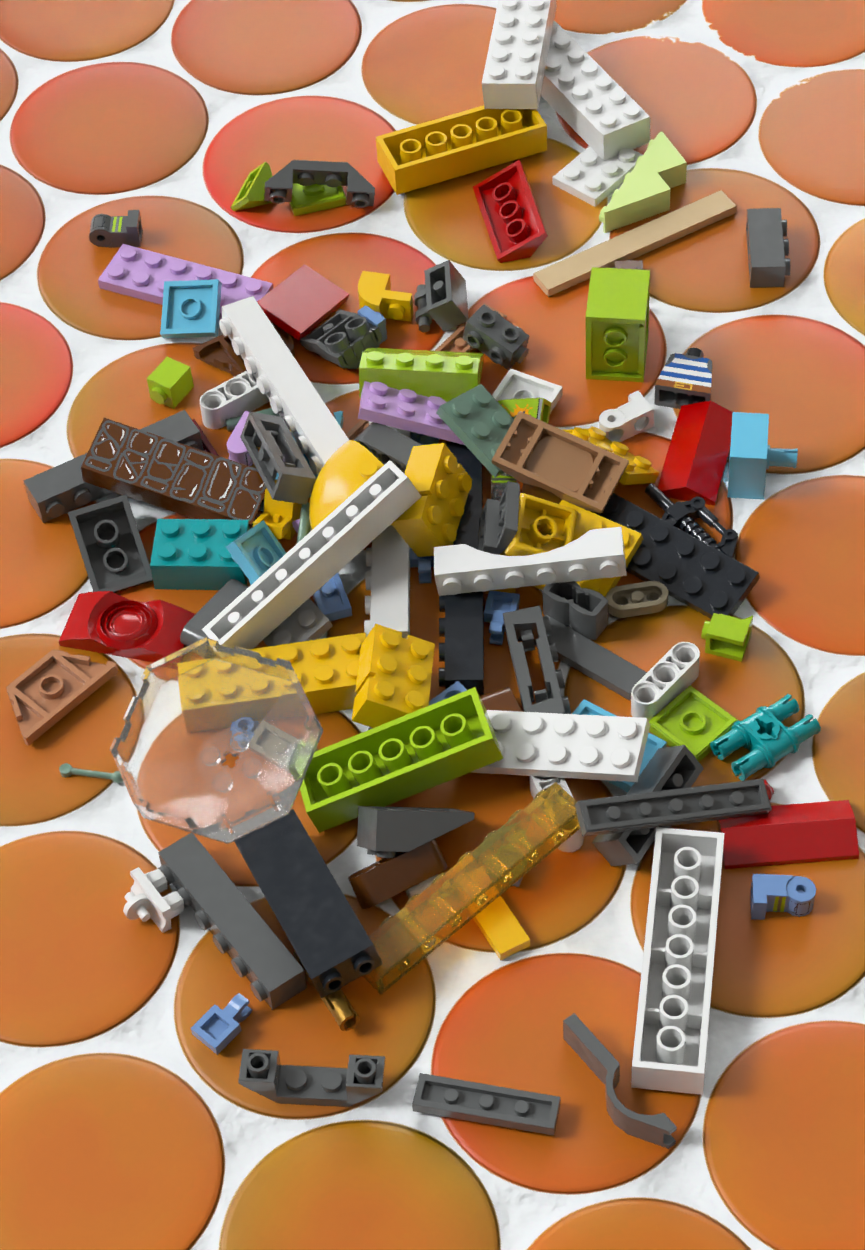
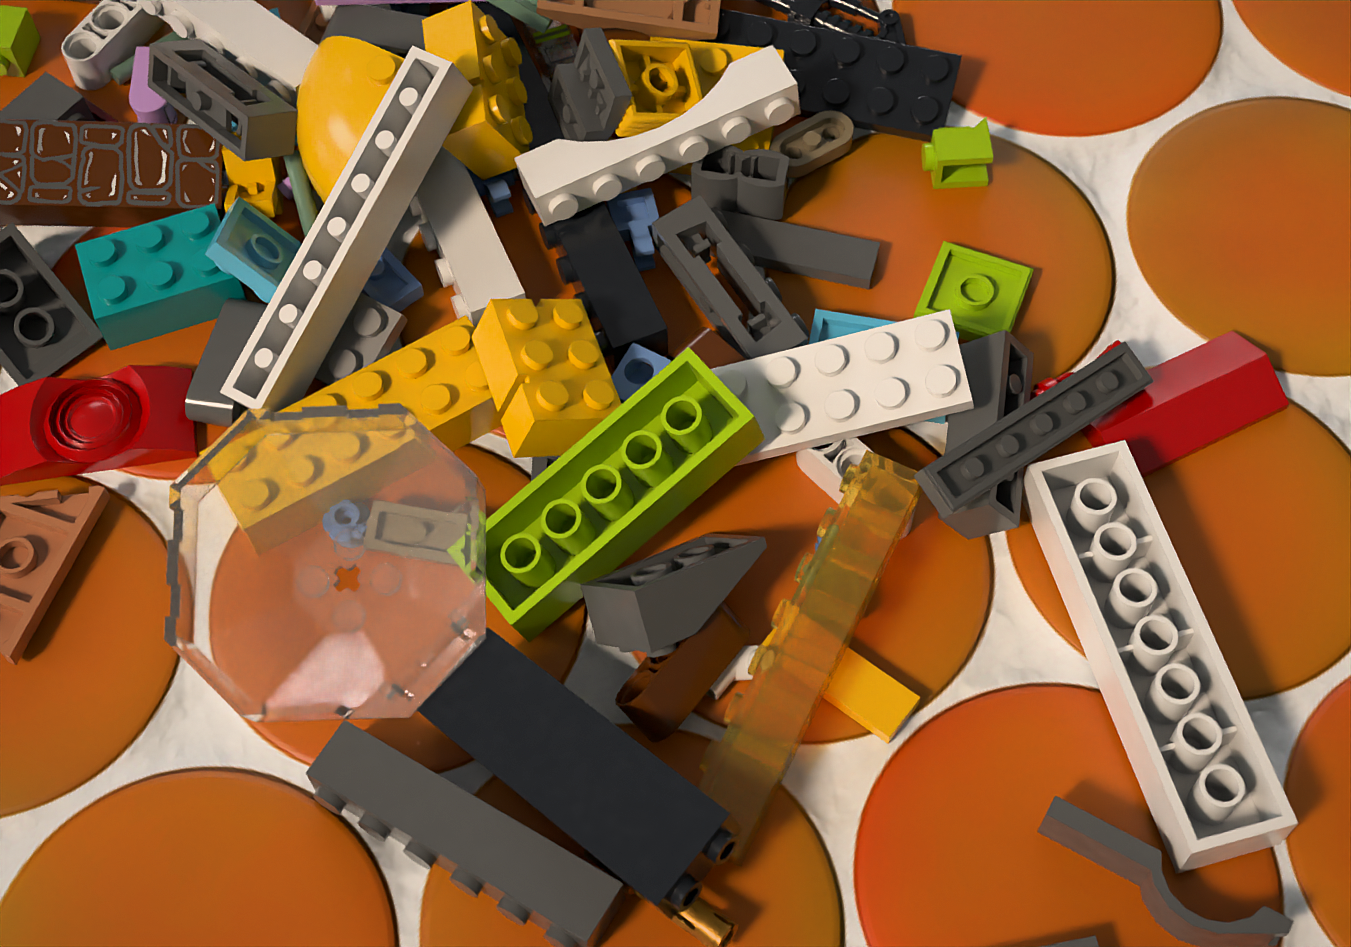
camera: 25 degrees left, 10 degrees up
(66, 771) = (95, 682): sand green hinge -> none
(147, 903) = (320, 859): white hips -> none
(665, 680) = (917, 228): white beam -> none
(765, 737) = (1082, 280): teal pin -> none
(781, 894) = (1225, 497): medium blue leg -> none

